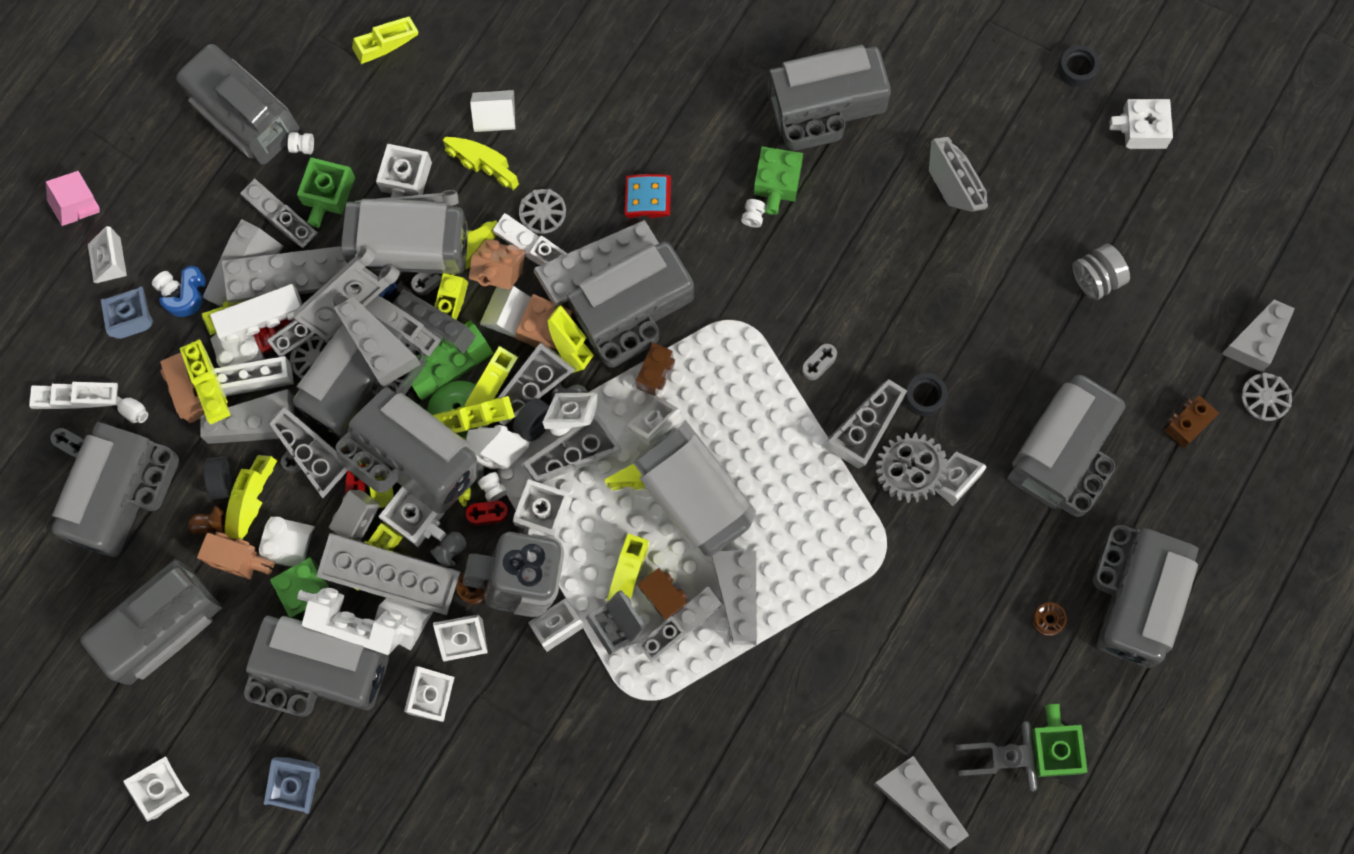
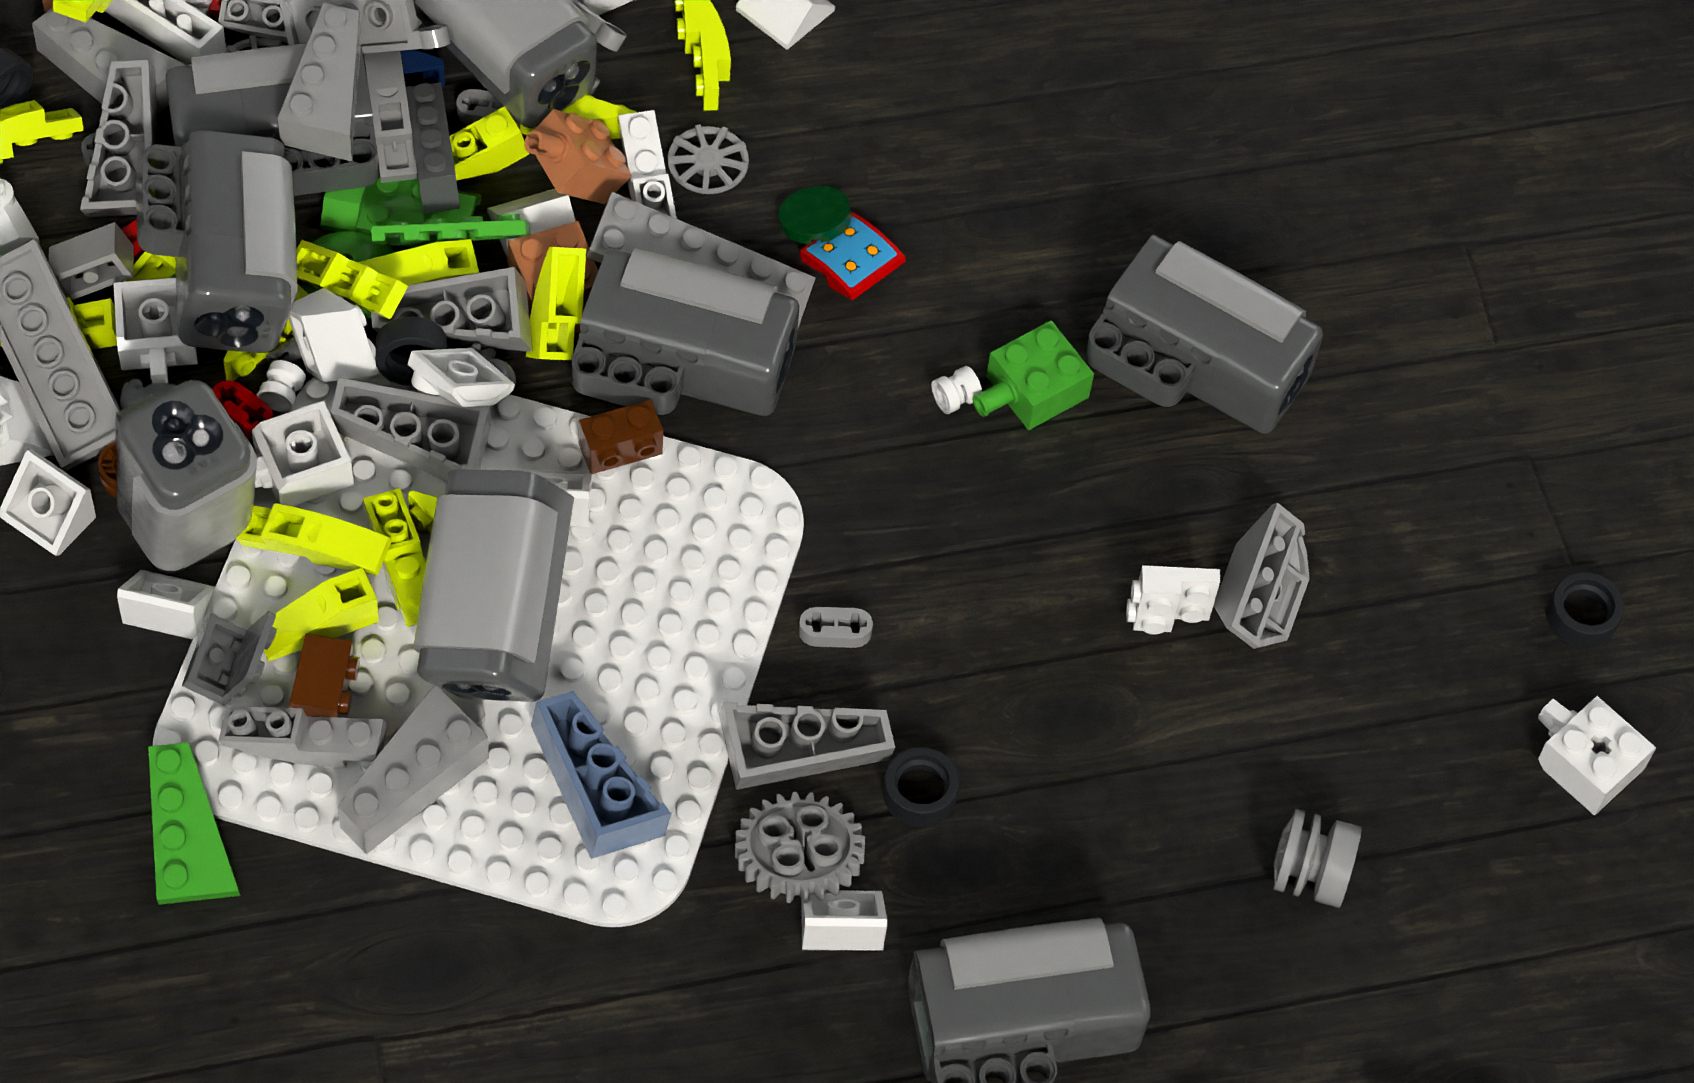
camera: 35 degrees right, 15 degrees down
(487, 352) = (437, 230): none -> bright green wing
(596, 537) = (317, 537): none -> neon yellow slope
(614, 192) = (815, 214): none -> dark green tile
(630, 510) = (404, 560): none -> neon yellow slope
(681, 712) = (185, 835): none -> bright green wing
(810, 523) = (597, 784): none -> sand blue wedge
(932, 221) = (1169, 595): none -> white plate

